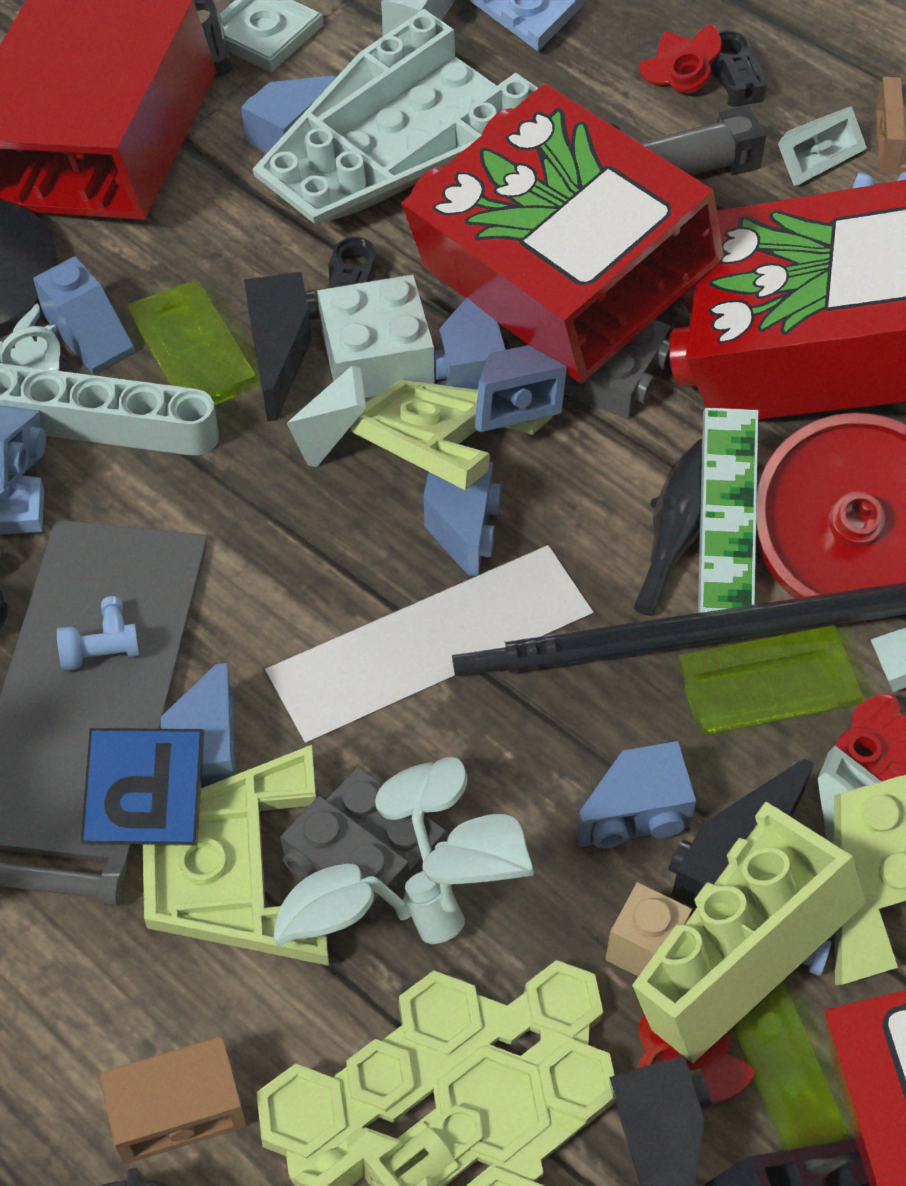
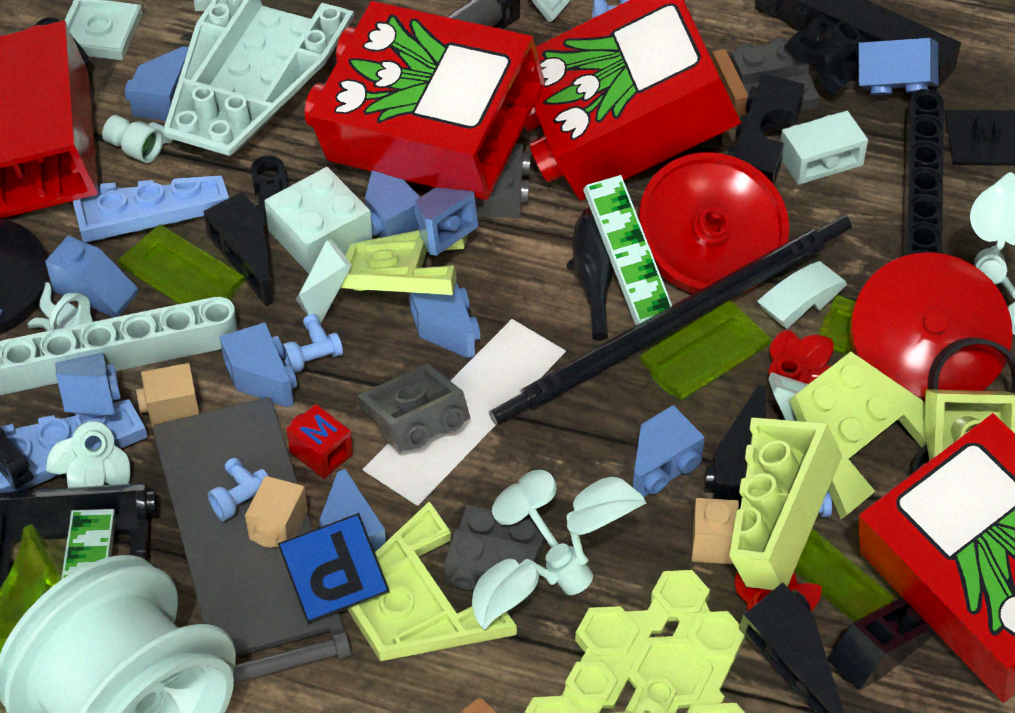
camera: 25 degrees left, 5 degrees down
(89, 488) = (167, 394): none -> tan brick
(119, 686) = (276, 512): none -> tan brick
(189, 251) = (146, 206): none -> light blue wing
(207, 489) = (257, 366): none -> medium blue slope
(225, 167) = (135, 139): none -> light aqua piece
(226, 614) = (319, 441): none -> red brick
(299, 495) = (321, 346): none -> light blue piece
(360, 616) = (415, 407): none -> dark grey plate

